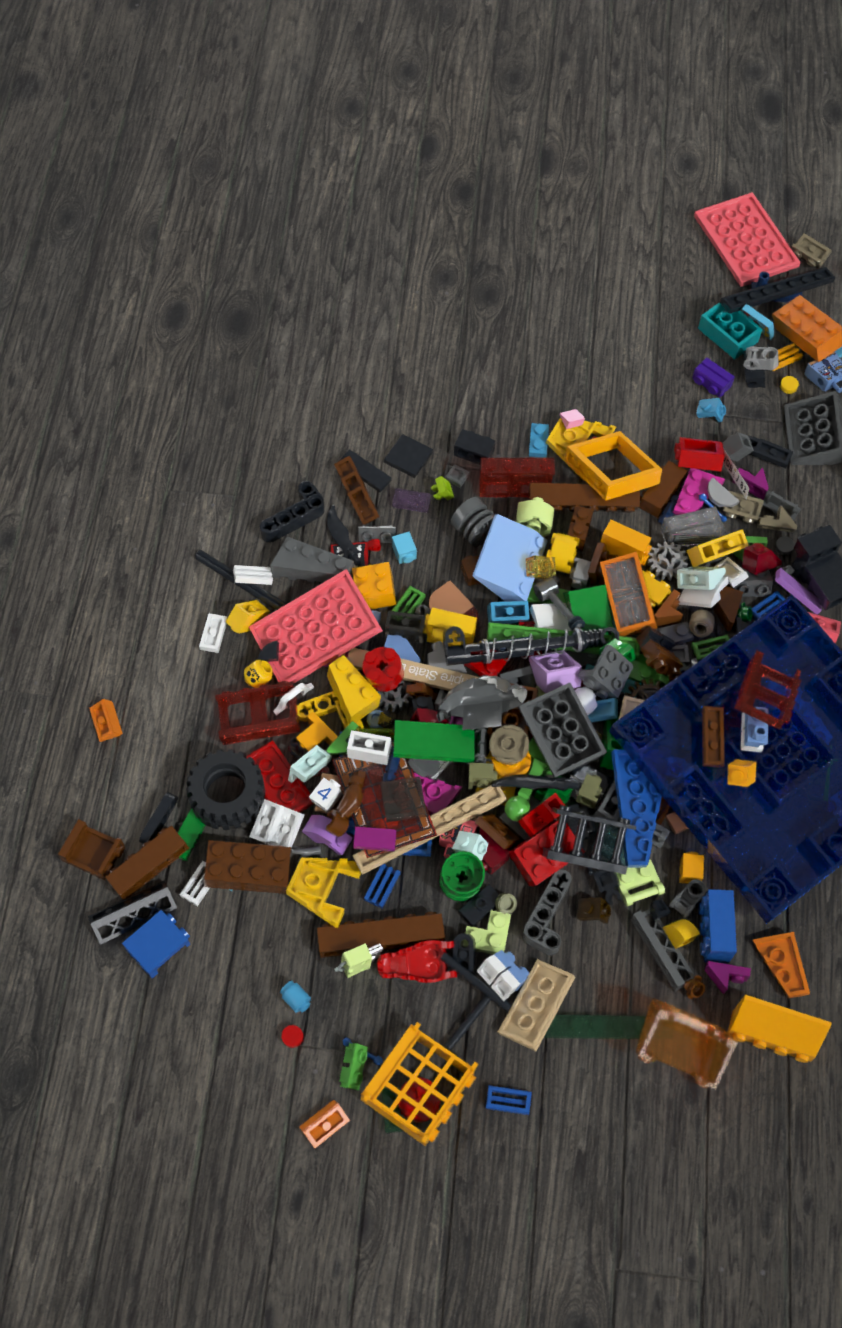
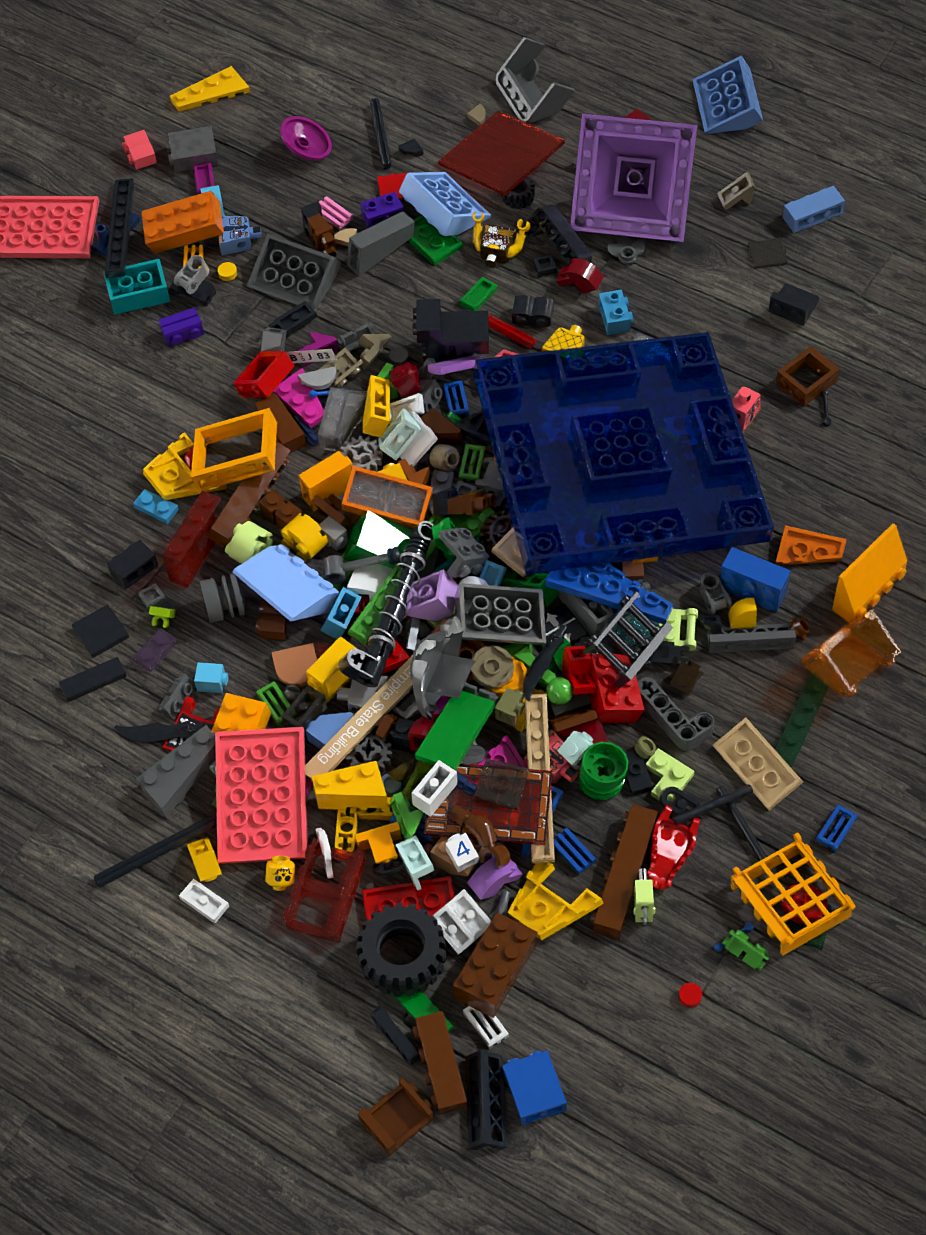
camera: 60 degrees left, 5 degrees down
(105, 720) = (246, 1052): orange slope -> none
(253, 575) = (154, 833): white tile -> none
(270, 652) = (263, 850): black tile -> none
(274, 529) = (107, 770): black beam -> none
(295, 997) = (653, 974): dark azure brick -> none
(324, 1123) = (789, 1000): orange slope -> none
(356, 490) = (114, 694): reddish brown slope -> none
(374, 839) = (531, 826): magenta tile -> none
(377, 660) = (349, 732): red brick -> none
(508, 975) = (718, 777): white hips -> none
(540, 567) = (313, 559): clear yellow brick -> none
(572, 418) = (155, 462): bright pink slope -> none
(590, 791) = (572, 620): olive brick -> none
(691, 867) = (685, 578): light orange brick -> none
(711, 408) = (214, 345): dark azure bracket -> none
(713, 736) = (583, 487): reddish brown tile -> none
(721, 973) = (799, 599): magenta slope -> none
(741, 773) = (630, 481): light orange brick -> none
(753, 690) = (567, 429): clear red window -> none
(754, 732) = (595, 449): medium blue hips -> none
(759, 319) = (147, 255): medium azure tile -> none
(811, 251) = (90, 181): dark tan bracket -> none

